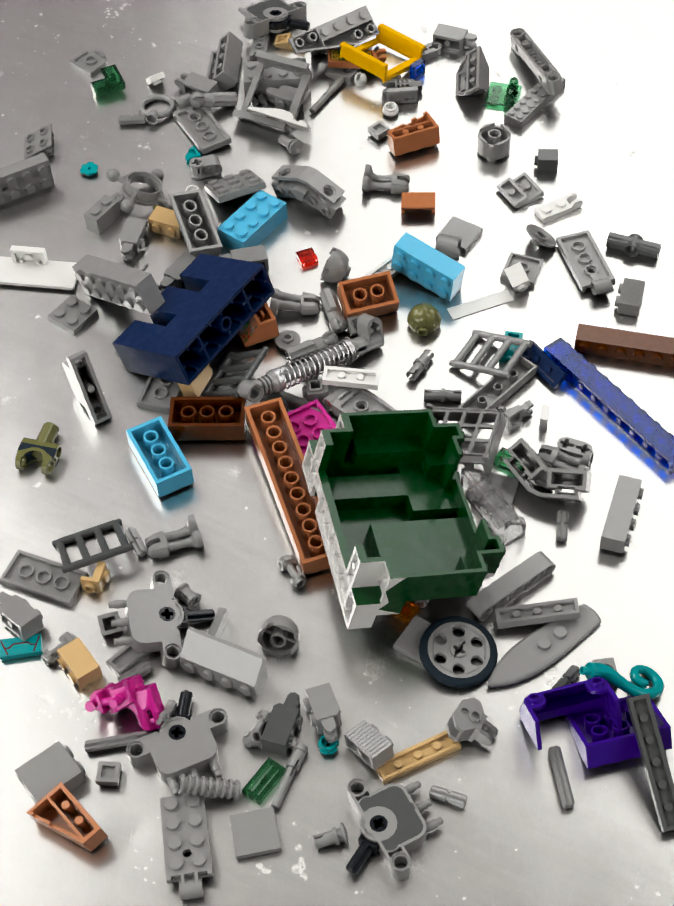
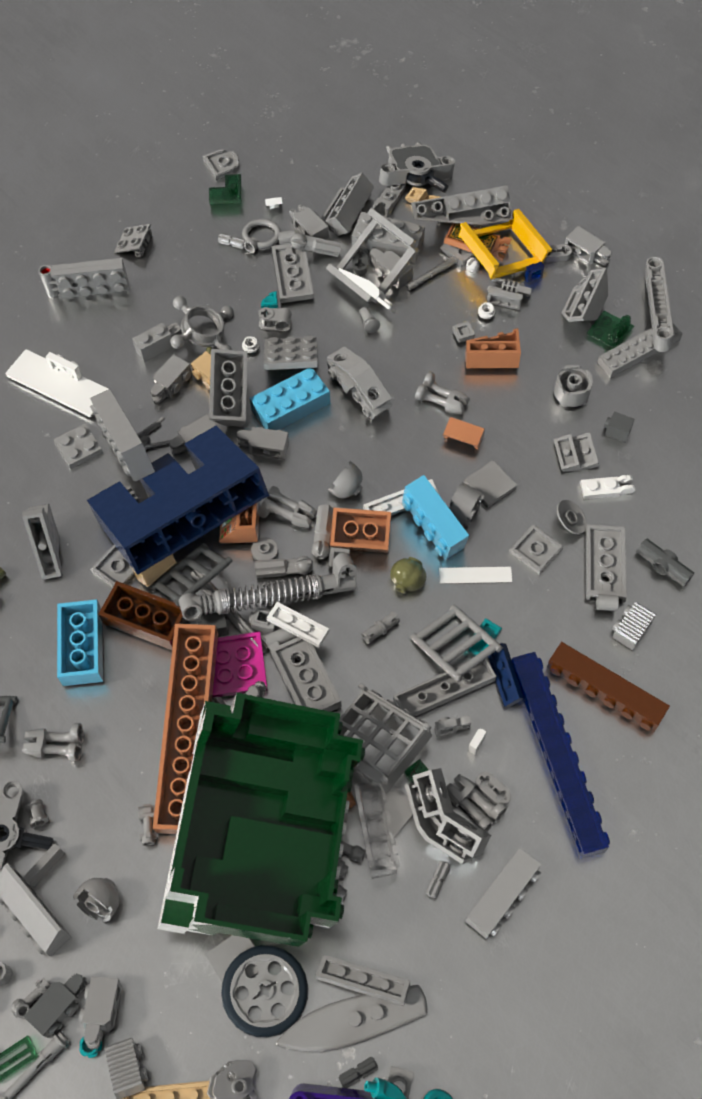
camera: 20 degrees right, 10 degrees up
(89, 169) = (167, 284): teal plant -> none
(134, 538) = (18, 724): light grey piece -> none
(306, 257) = (326, 458): clear red tile -> none
(442, 395) = (387, 672): light grey pin -> none
(511, 585) = (354, 932): light grey beam -> none
(517, 277) = (523, 561): white brick -> none

